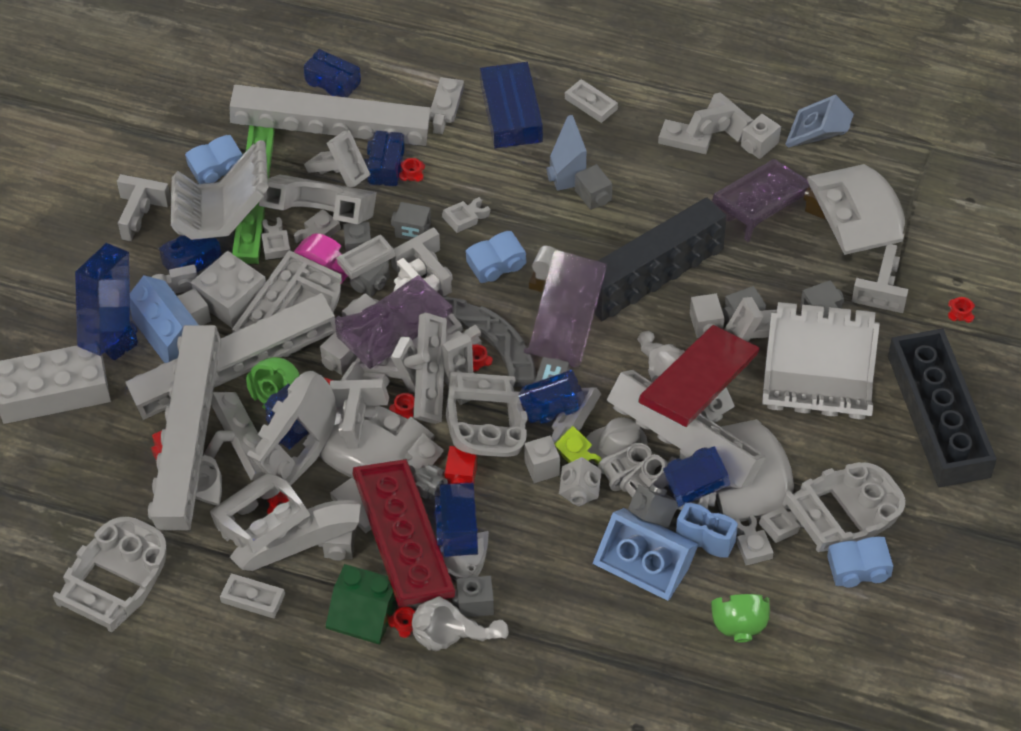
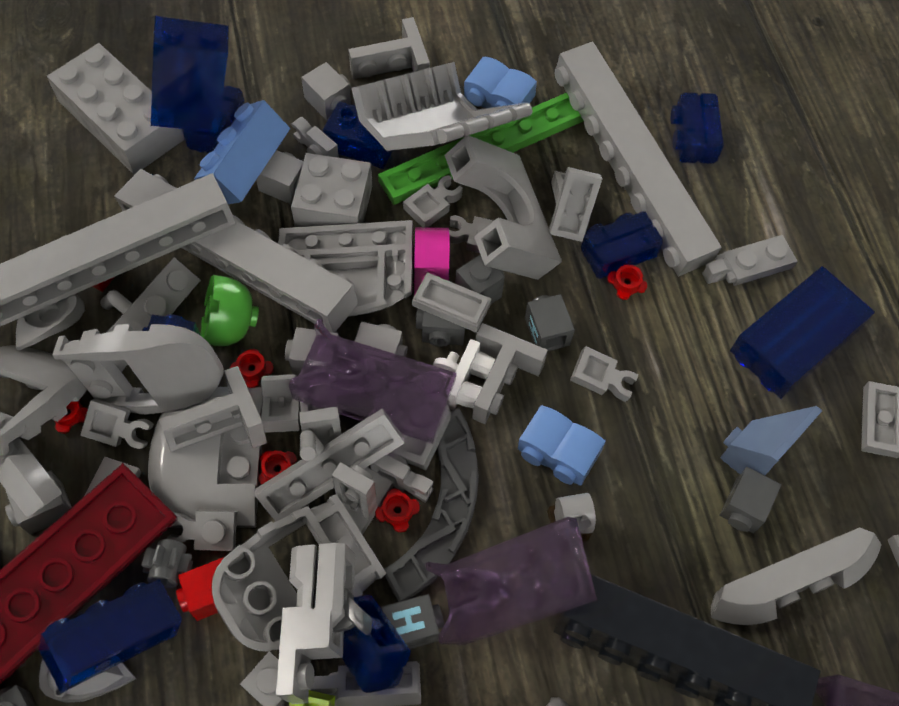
camera: 55 degrees right, 10 degrees up
(141, 254) = (325, 88): none -> light grey brick
(310, 479) = (110, 424): none -> light grey plate
(523, 399) = (320, 616): none -> light grey plate
(649, 203) = (835, 561): none -> light grey brick

